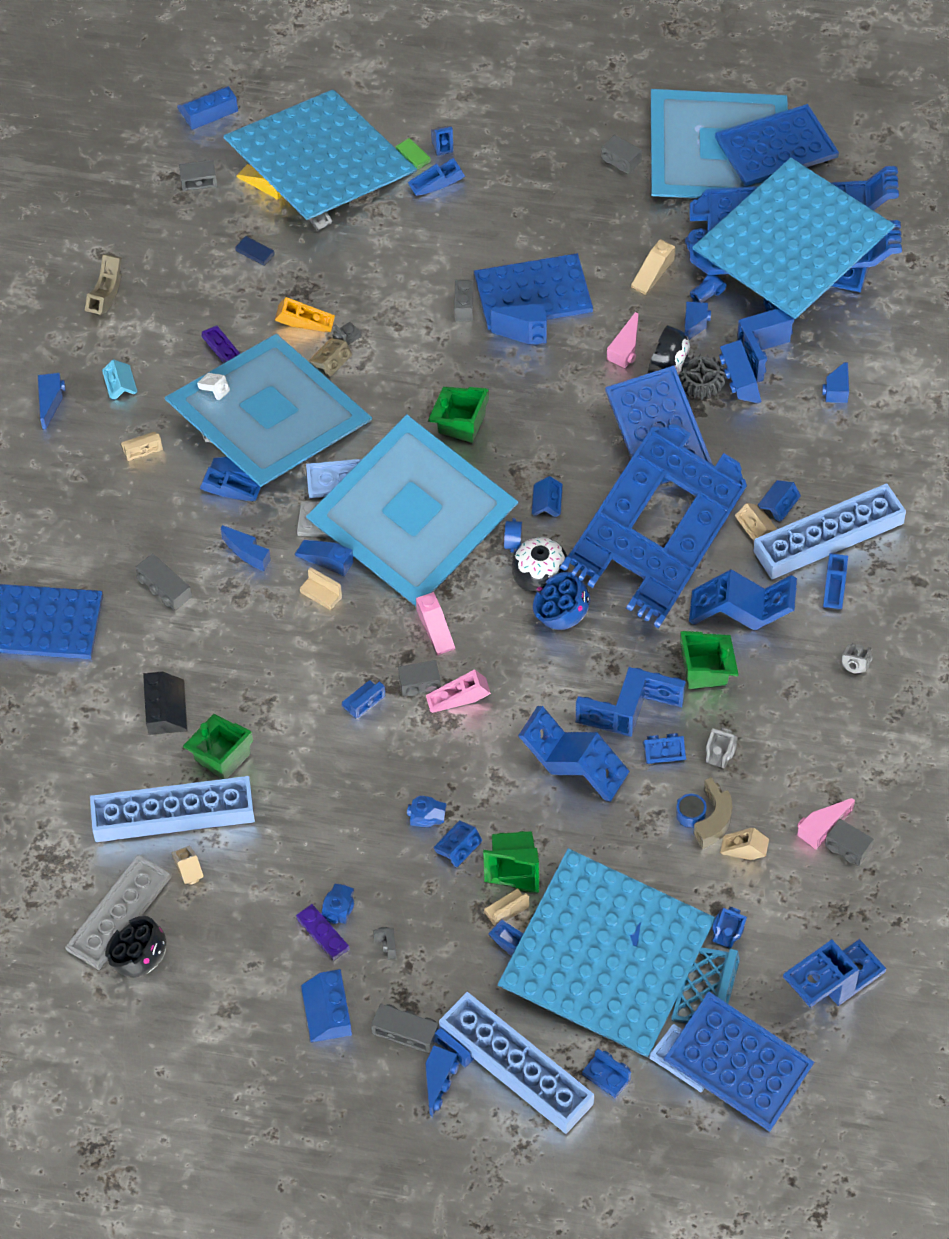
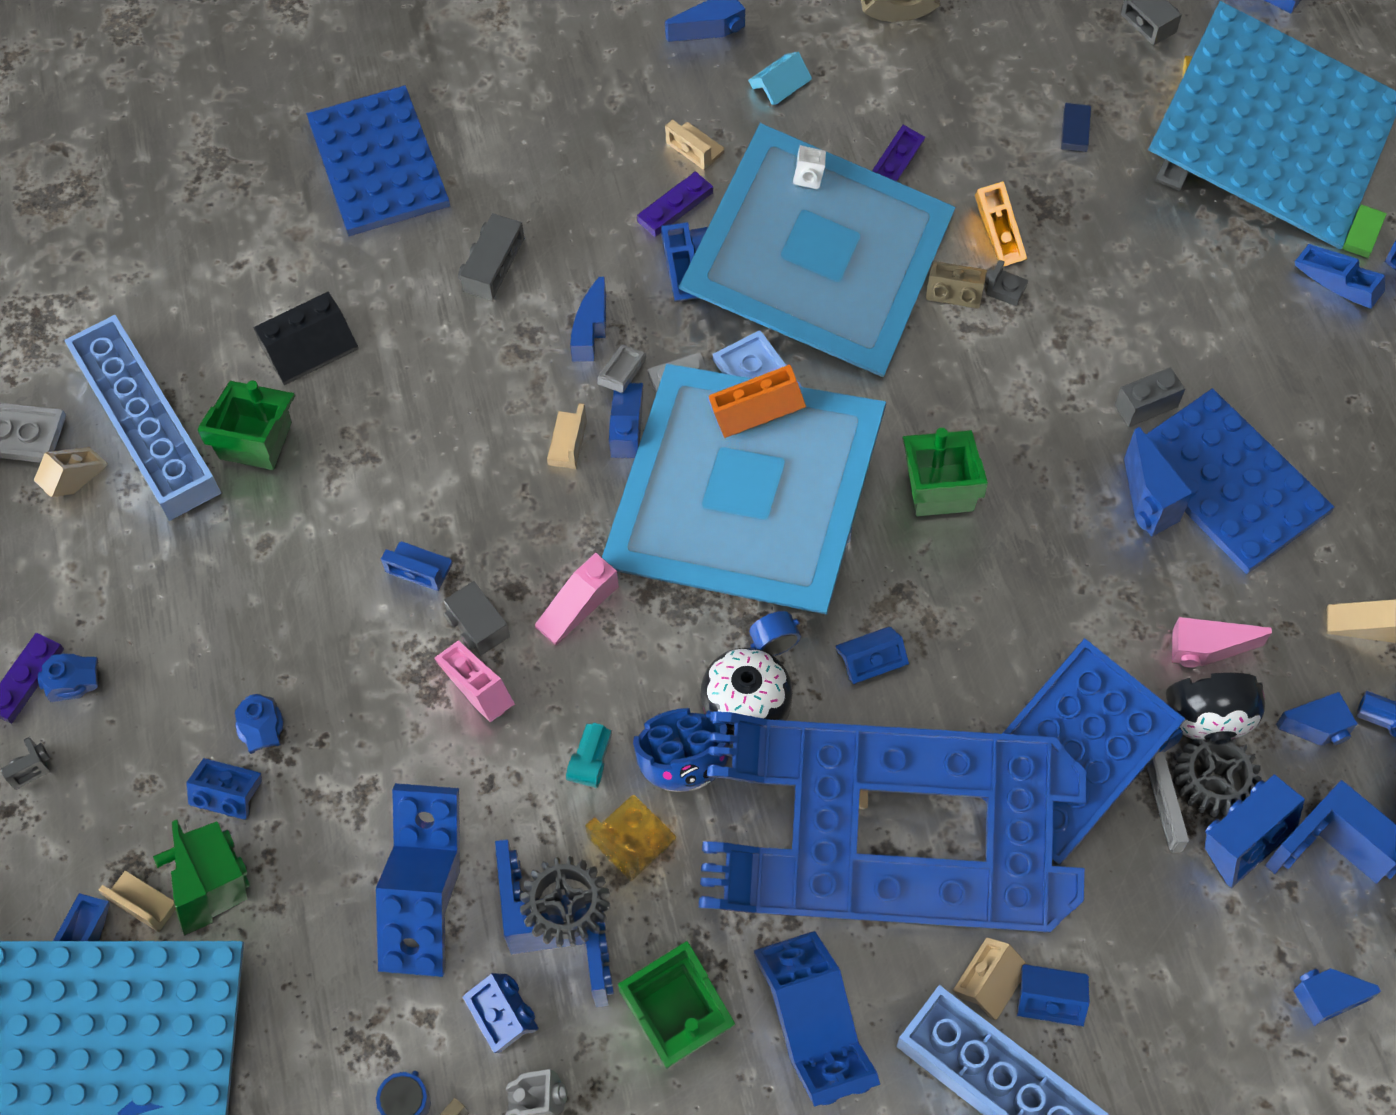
camera: 65 degrees right, 5 degrees up
(181, 473) = (675, 203): none -> dark purple plate
(289, 544) = (621, 368): none -> light grey tile
(370, 474) = (757, 401): none -> orange brick
(540, 656) = (587, 764): none -> teal piece
(596, 652) = (630, 837): none -> clear yellow bracket
(641, 683) = (552, 904): none -> dark grey gear
(709, 405) = (1167, 803): none -> light grey tile

